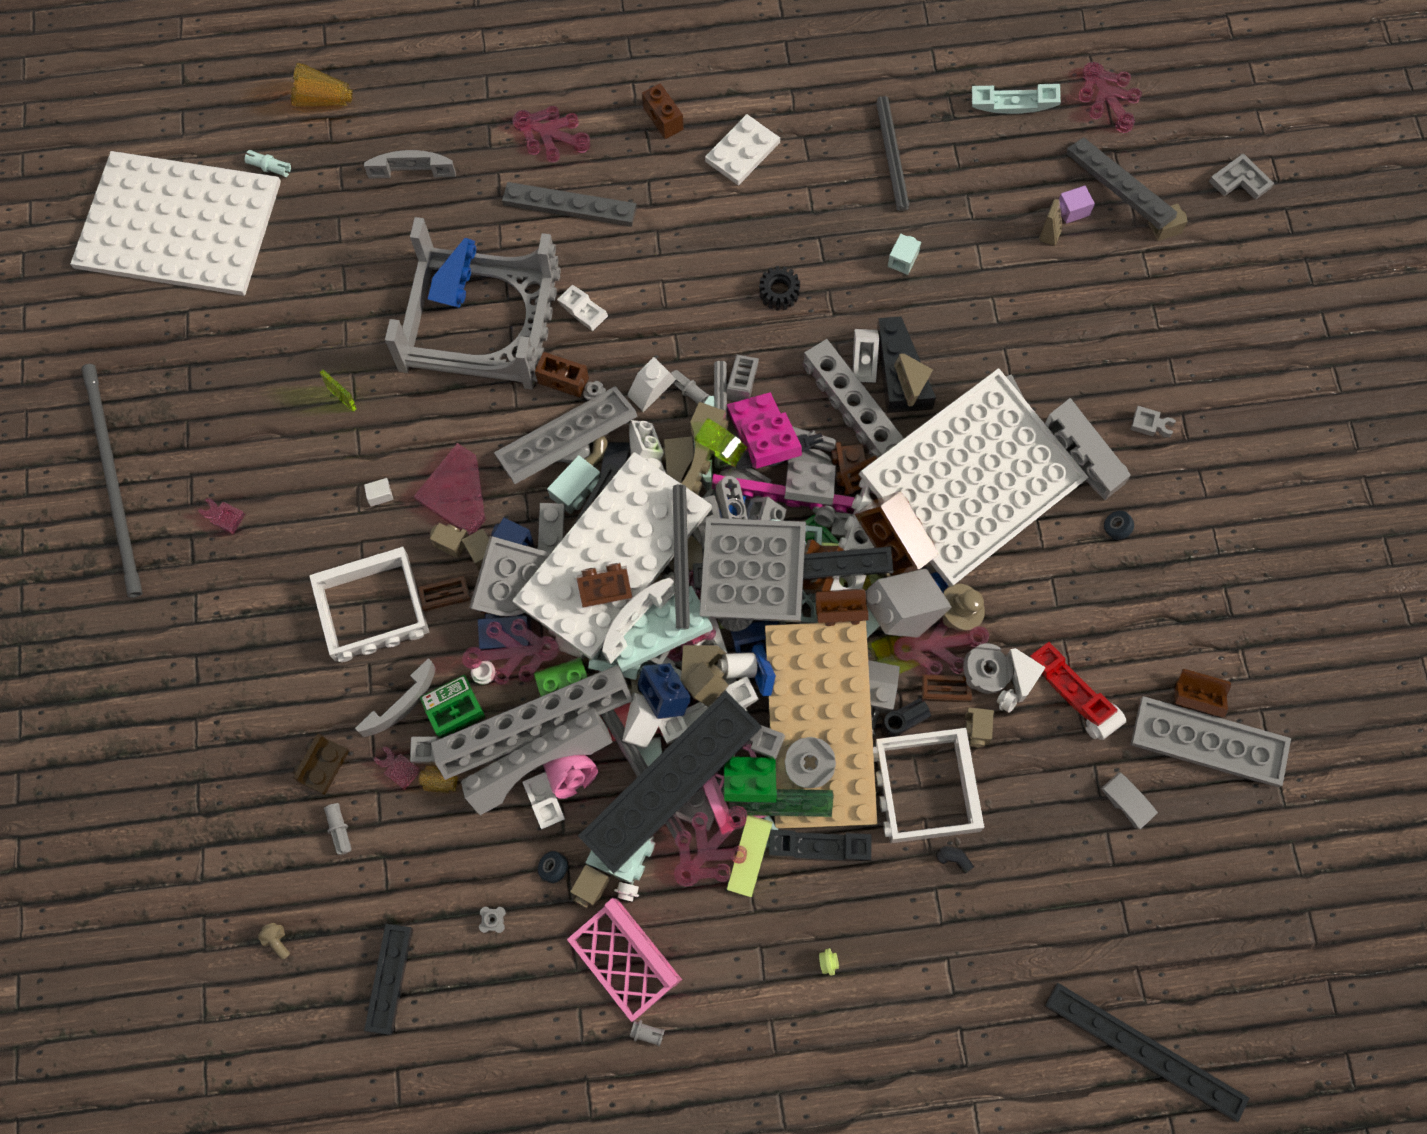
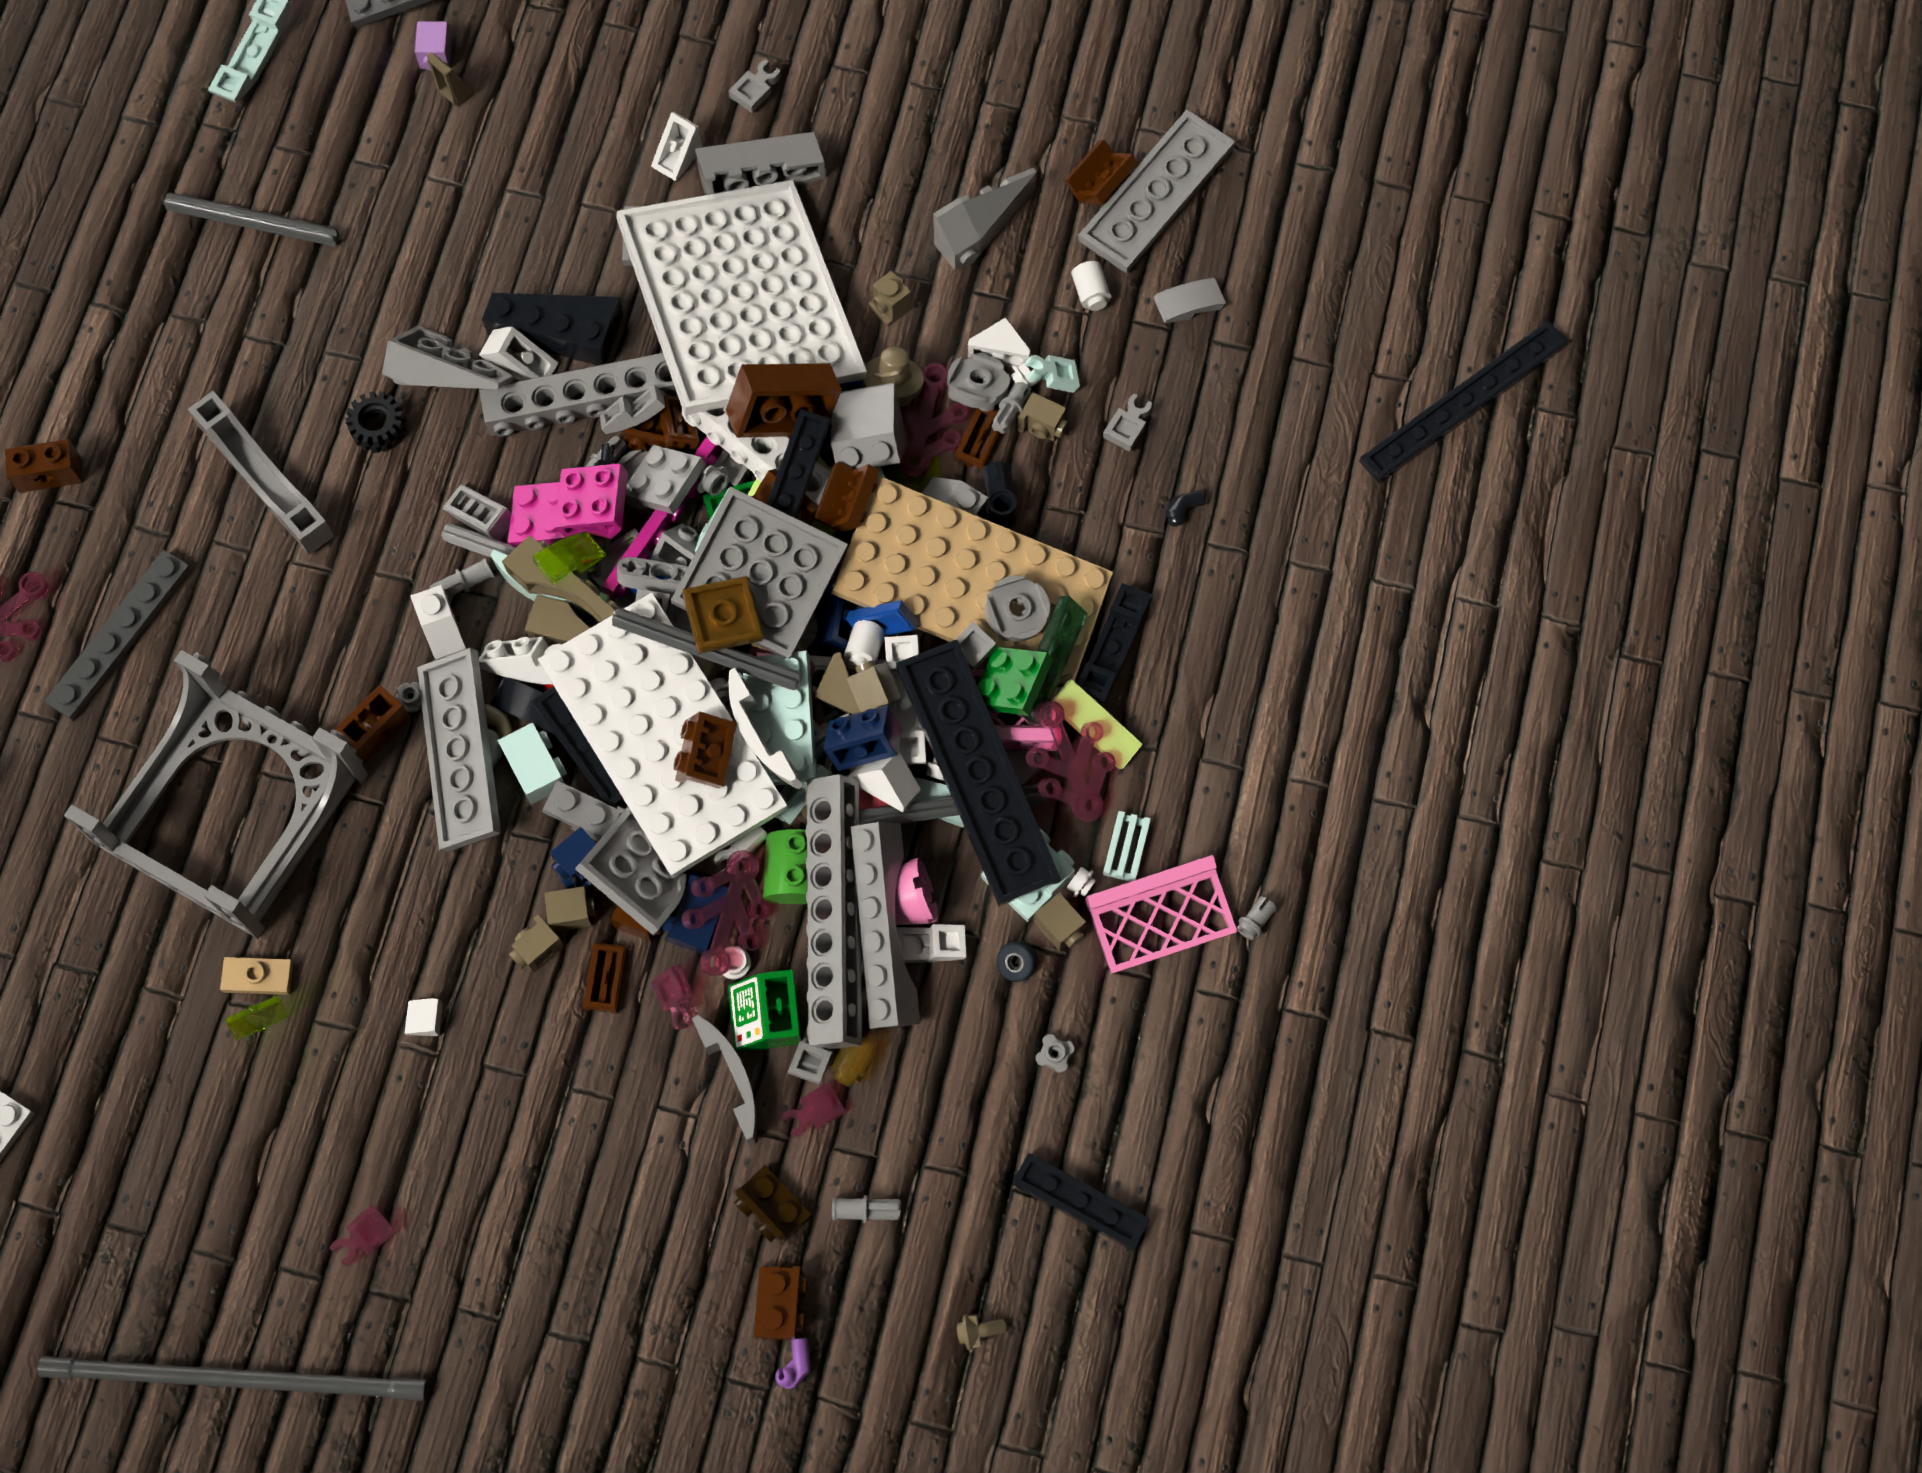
camera: 70 degrees left, 0 degrees up
(216, 826) = (798, 1367): none -> medium lavender arm
(255, 796) = (778, 1303): none -> reddish brown bracket
(357, 570) = (527, 1065): white window -> none
(372, 381) = (256, 976): none -> tan plate
(445, 642) = (673, 996): none -> clear pink plate
(450, 279) = (162, 820): blue slope -> none
(455, 491) = (471, 915): clear pink plate -> none
(581, 307) = (282, 672): white slope -> none
(667, 904) = (1132, 821): none -> light aqua tile
(697, 258) = (260, 473): none -> light grey arch
(707, 555) = (722, 615): none -> pearl gold plate
(742, 149) = (150, 392): white plate -> none
(828, 962) = (1249, 686): yellowish green plate -> none
(837, 304) = (429, 359): none -> light grey wedge
(851, 440) = (625, 415): none -> light grey slope
(904, 254) = (403, 260): light aqua brick -> none
(911, 376) = (585, 308): dark tan slope -> none
(967, 776) = (1099, 456): white window -> none
(975, 699) = (1011, 407): none -> light grey axle
(1000, 791) = (1127, 426): none -> light grey plate
(1021, 723) = (1057, 371): none -> light aqua plate
(1025, 581) = (890, 298): none -> dark tan brick
(1072, 687) = (1040, 302): red slope -> none
(1078, 388) = (677, 147): none -> white slope
(1109, 615) = (970, 225): none -> light grey wedge
(1123, 530) = (874, 174): black wheel -> none

